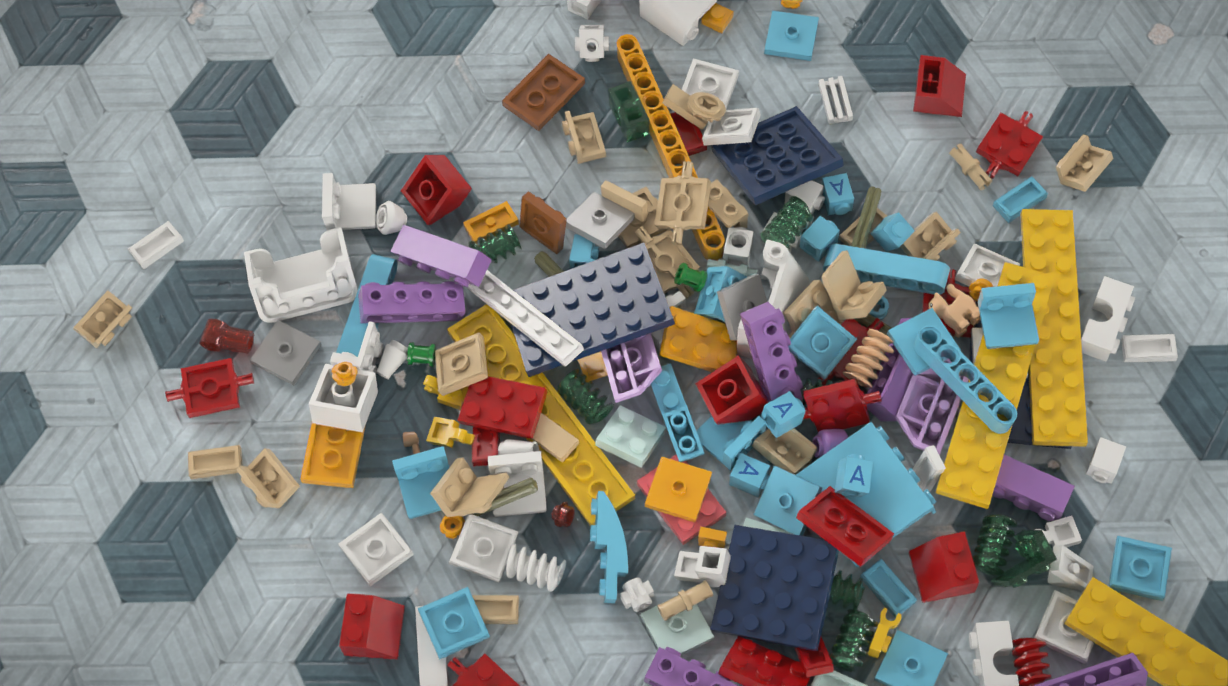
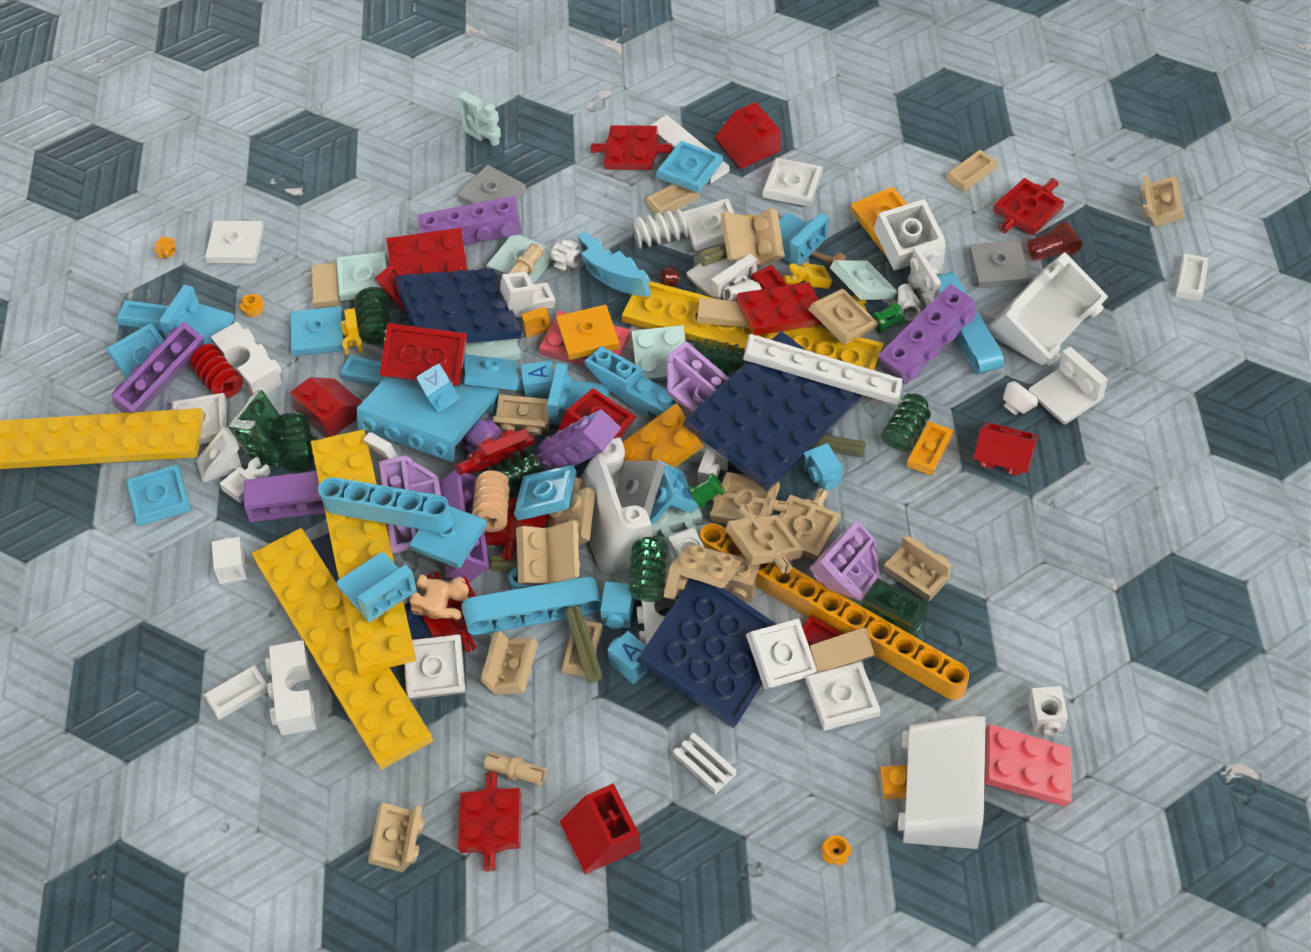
camera: 145 degrees right, 10 degrees down
(268, 480) = (917, 172): tan bracket -> none
(344, 373) = (917, 238): light orange plate -> none
(411, 396) = (863, 279): none -> light aqua plate
(440, 255) = (938, 376): brick -> none
(542, 222) = (879, 459): dark orange plate -> none
(543, 92) = (996, 592): dark orange plate -> none
(593, 34) = (993, 660): white brick -> none
(599, 220) = (830, 489): plate -> none
(625, 199) = (821, 516): tan tile -> none
(638, 158) = (849, 563): none -> lavender wedge
(712, 107) = (819, 637): tan gear -> none
(751, 196) = (700, 565): none -> tan bracket
(783, 414) = (536, 415): medium azure brick -> none
(791, 35) = (803, 808): medium azure plate -> none
(892, 232) = (549, 644): medium azure brick -> none
(976, 286) = (425, 629): light orange plate -> none
(1021, 197) = (444, 769): medium azure tile -> none

